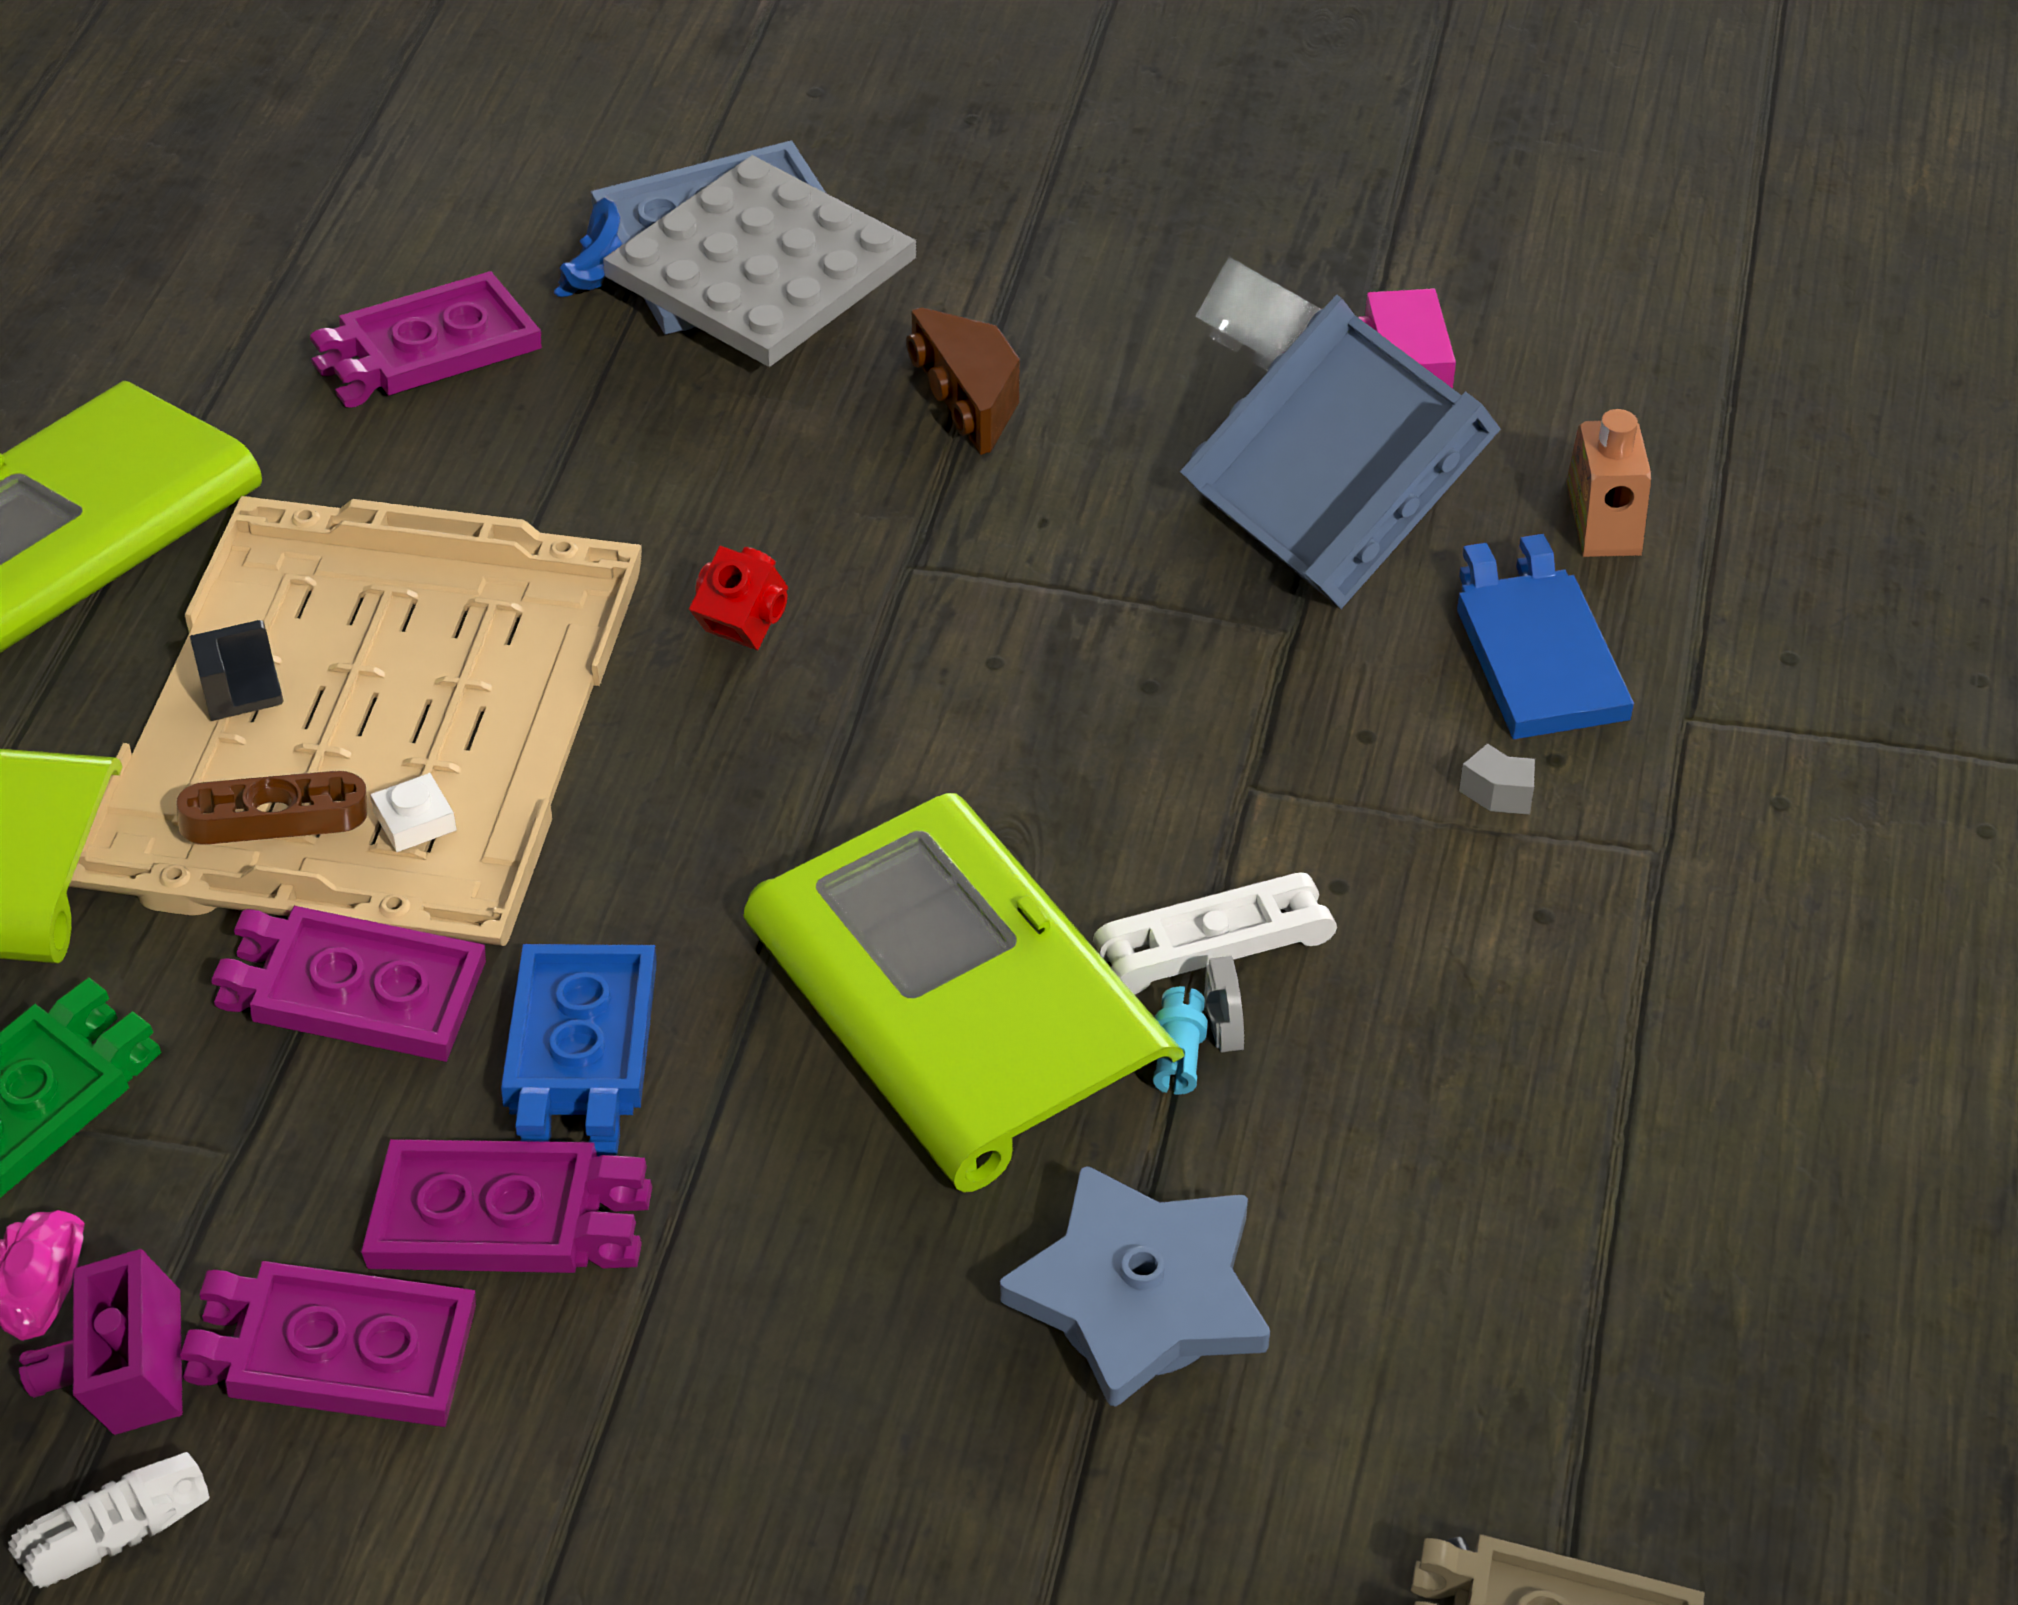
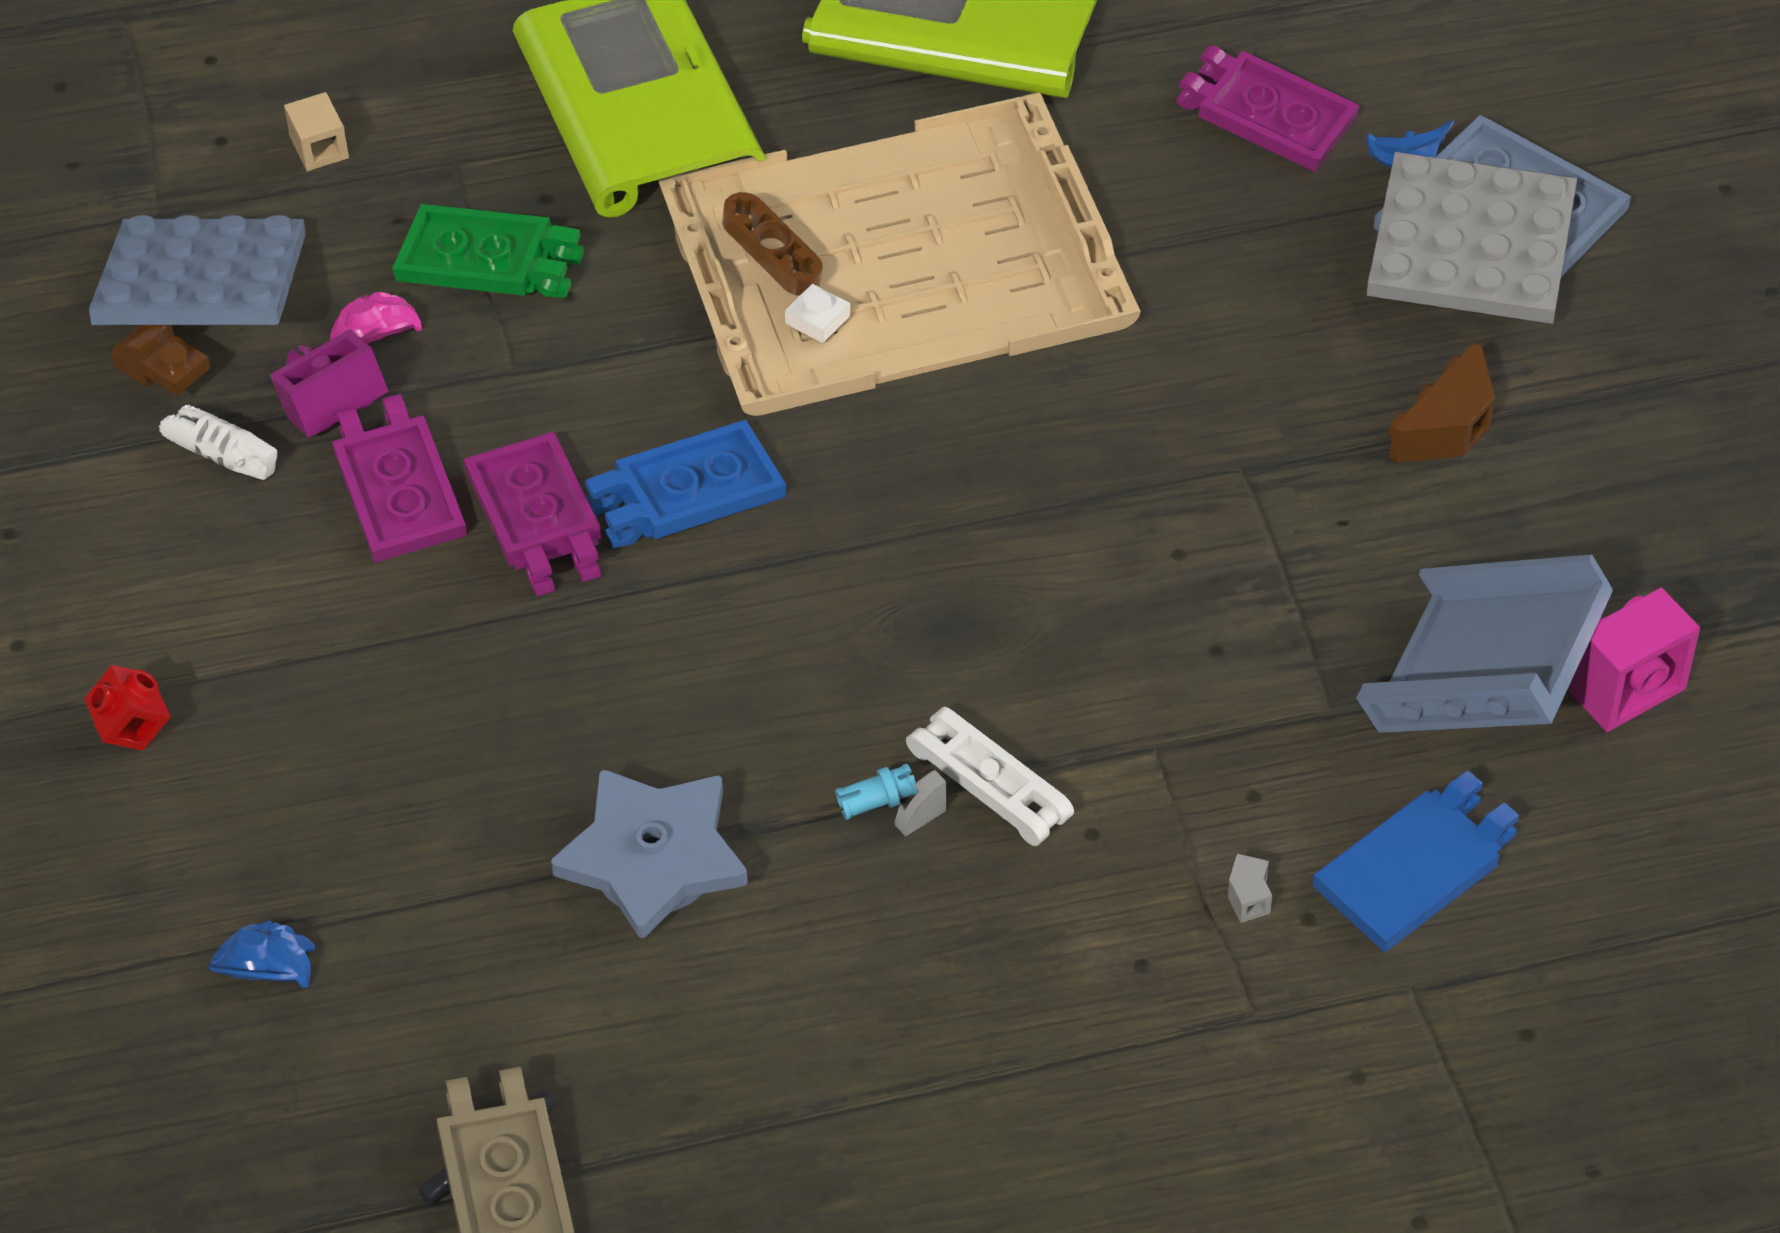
camera: 65 degrees right, 5 degrees up
(236, 670) = (872, 167): black panel -> none
(352, 980) = (669, 357): magenta tile -> none
(739, 596) = (1116, 381): red brick -> none
(945, 987) = (845, 647): lime piece -> none
(1254, 313) = (1654, 549): clear slope -> none
(1604, 458) = (1606, 839): nougat torso -> none

